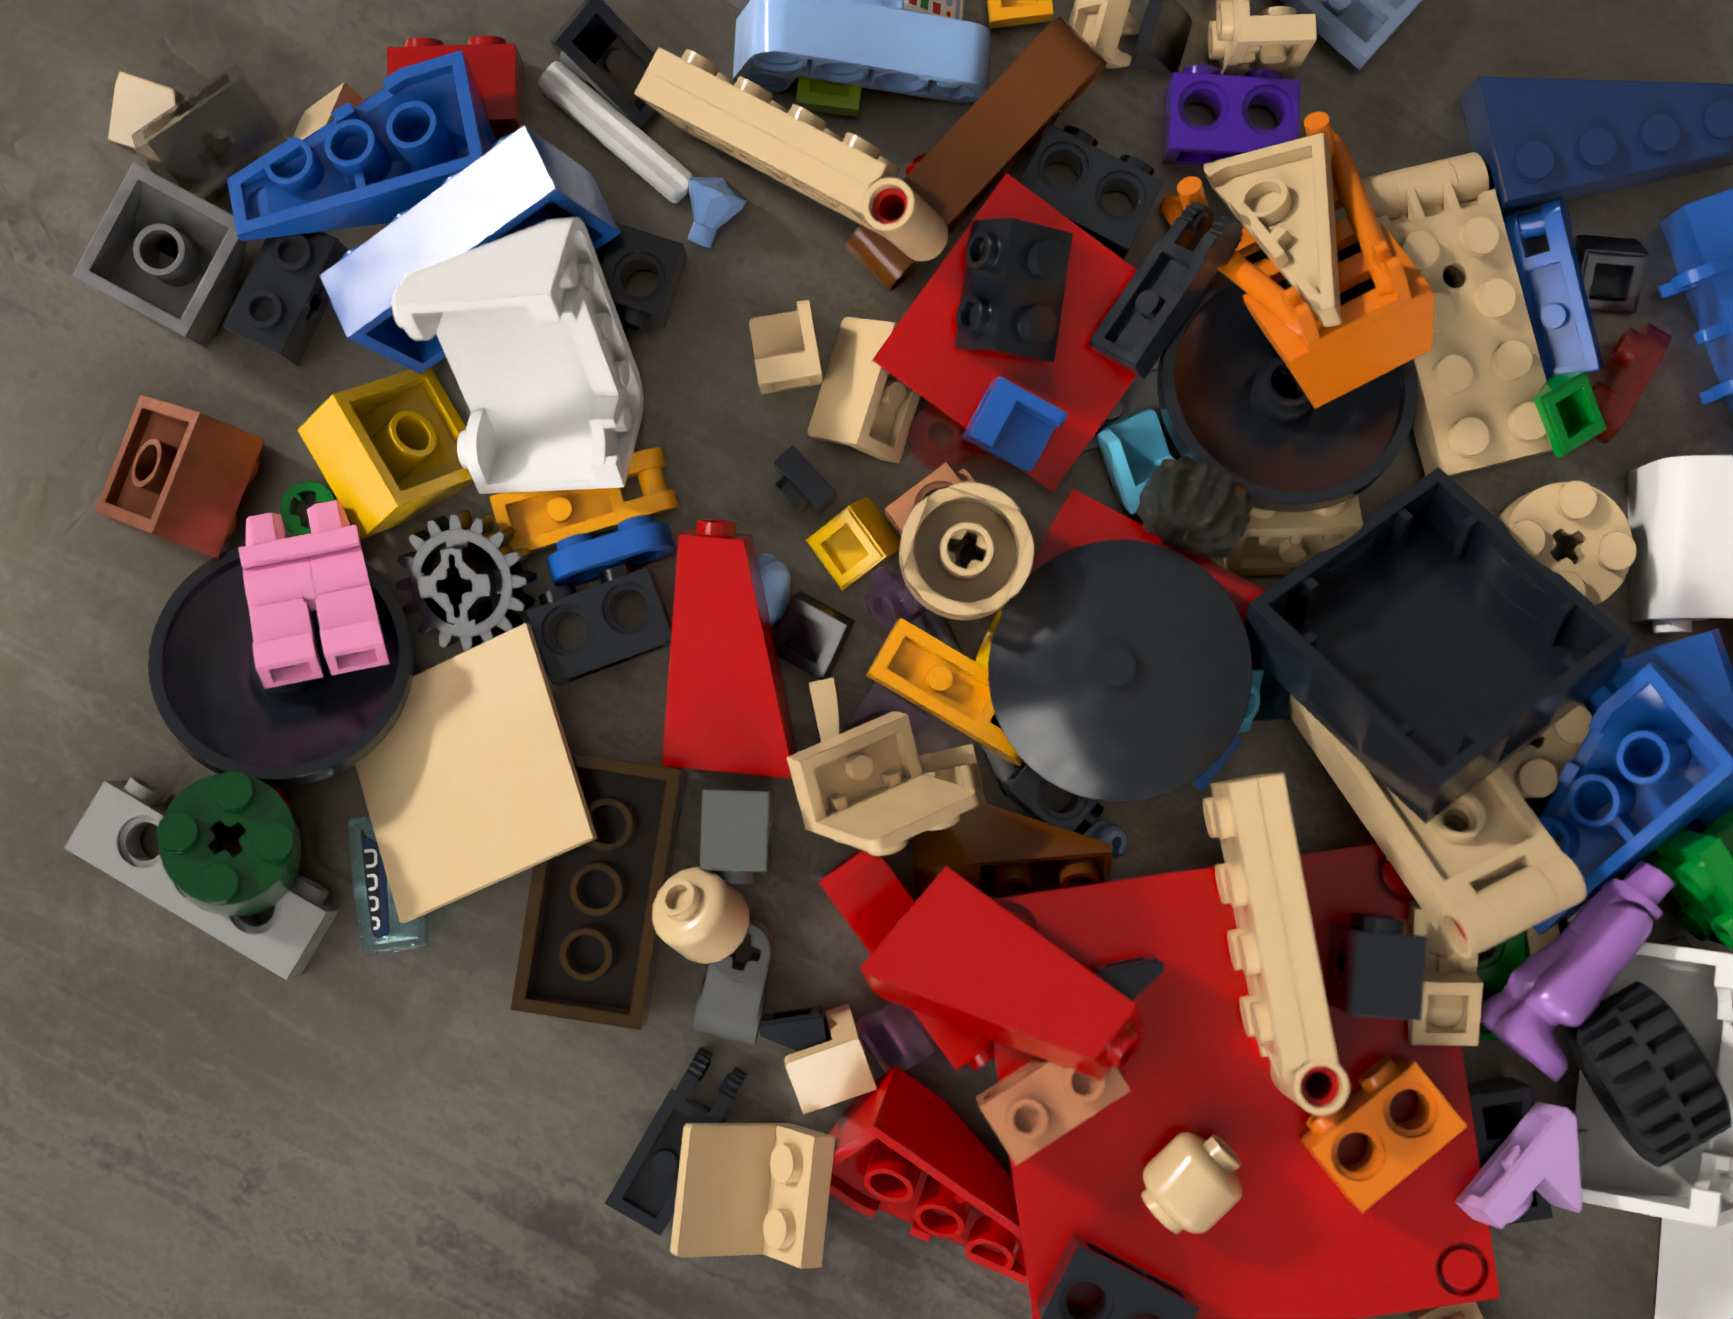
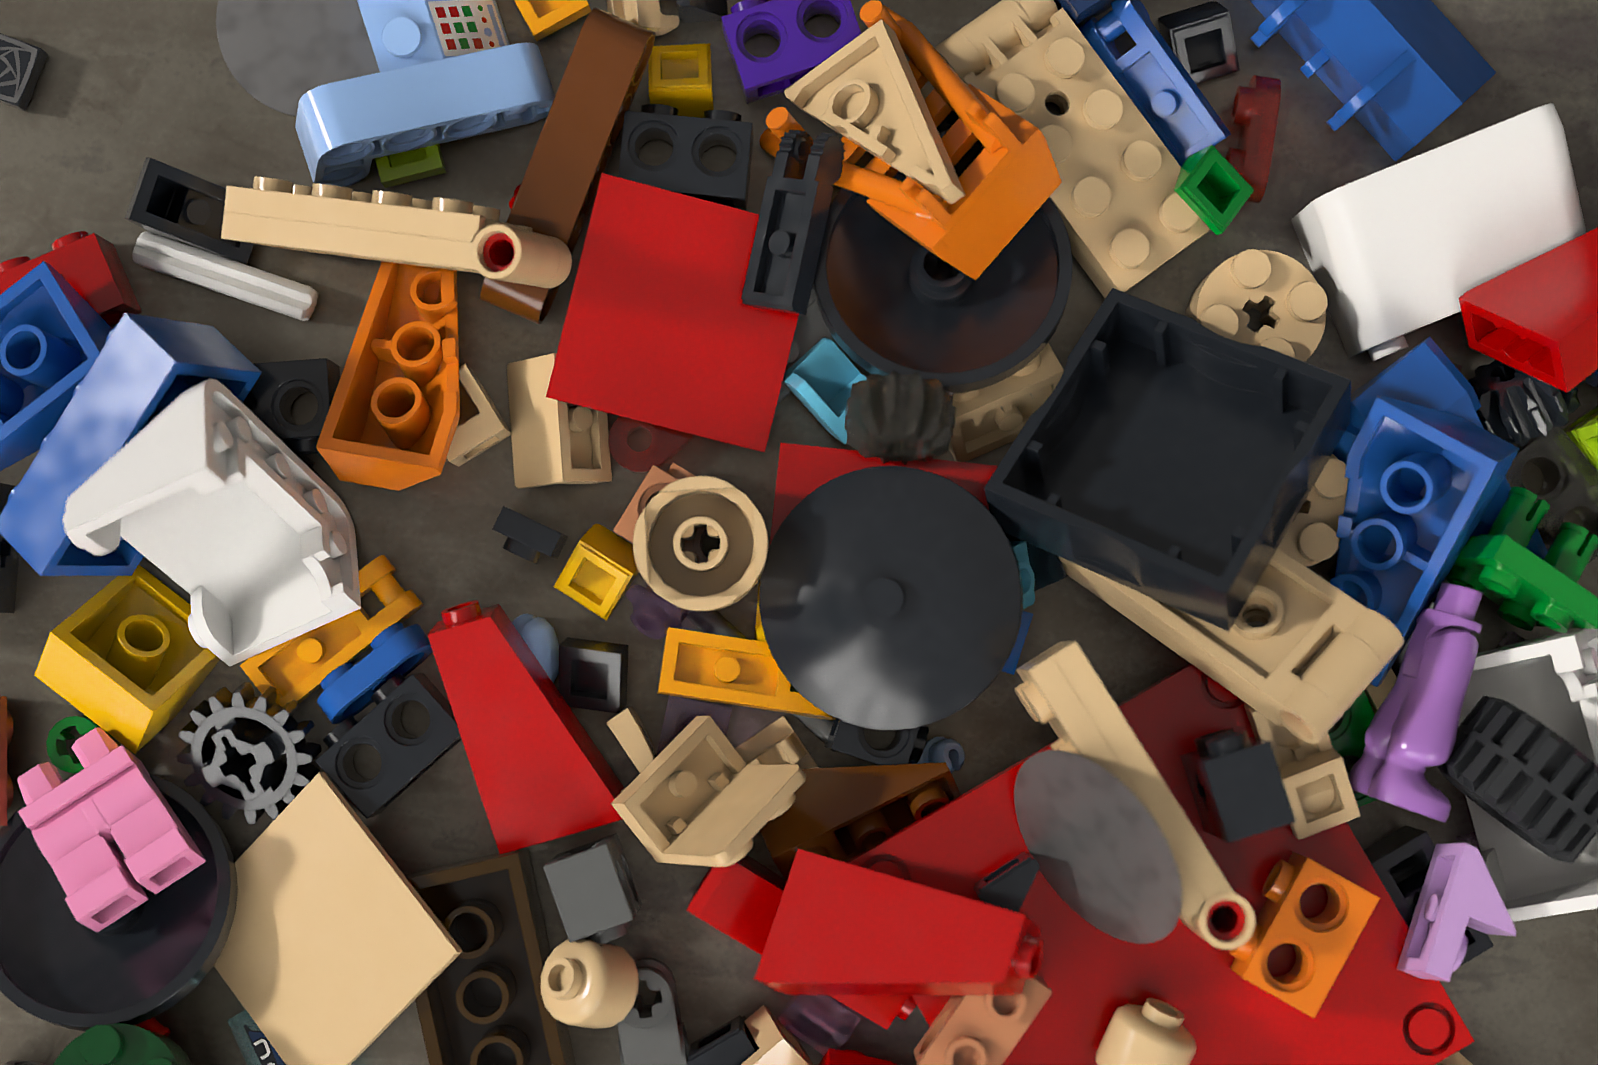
camera: 20 degrees left, 0 degrees up
(712, 206) = (342, 309): medium blue rock -> none
(740, 294) = (398, 383): none -> orange wedge
(1013, 289) = (650, 279): black bracket -> none
(1013, 424) = (701, 406): blue panel -> none
(1112, 115) = (682, 78): none -> yellow slope
(1226, 972) = (1098, 846): none -> flat silver sticker

